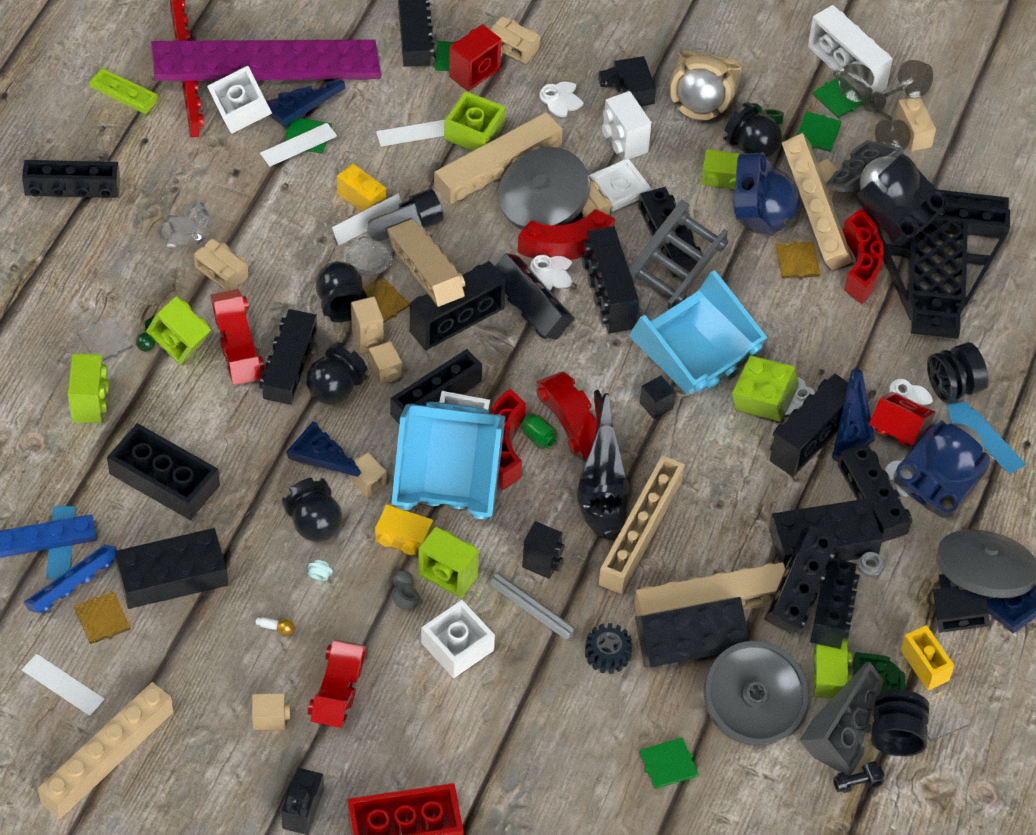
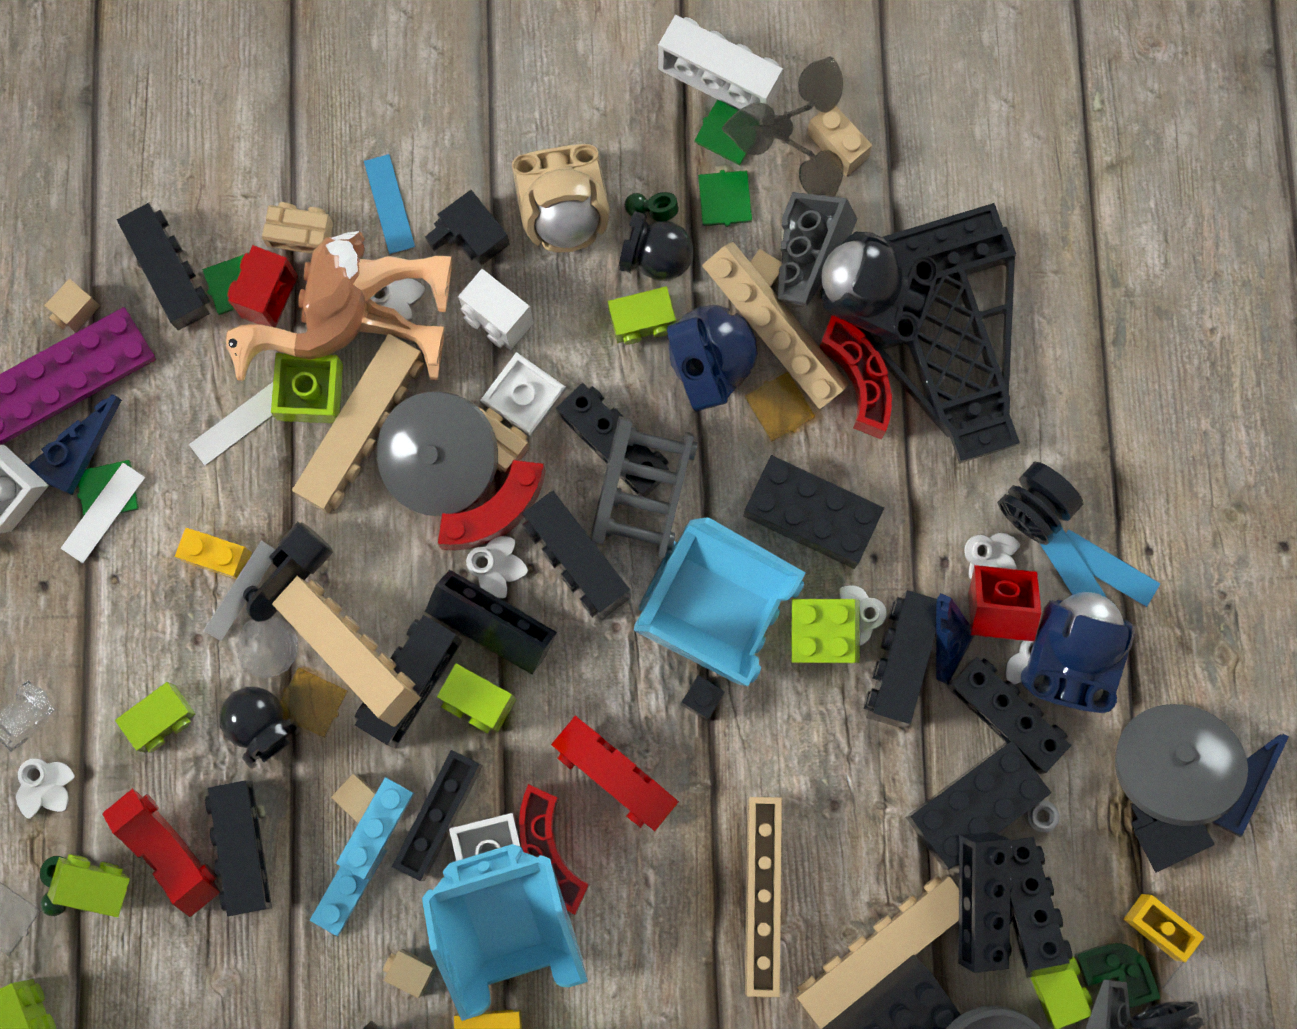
camera: 20 degrees left, 25 degrees up
(174, 279) = (46, 790): none -> white plate
(221, 265) = (93, 747): tan brick -> none
(272, 265) = (156, 718): none -> lime brick
(319, 450) = (336, 968): dark blue wing -> none
(334, 376) = (307, 860): black tile -> none
(341, 25) = (71, 306): none -> tan brick
(366, 324) = (314, 763): tan brick -> none
(371, 391) = (362, 856): none -> medium azure bracket
(499, 332) = (477, 698): none -> lime brick
(521, 83) = (340, 306): none -> animal
(539, 431) = (584, 812): green brick -> none
(543, 550) = (667, 993): black brick -> none
(583, 52) = (389, 204): none -> dark azure sticker
(603, 484) = (696, 864): black piece -> none
(792, 322) = (813, 512): none -> black brick

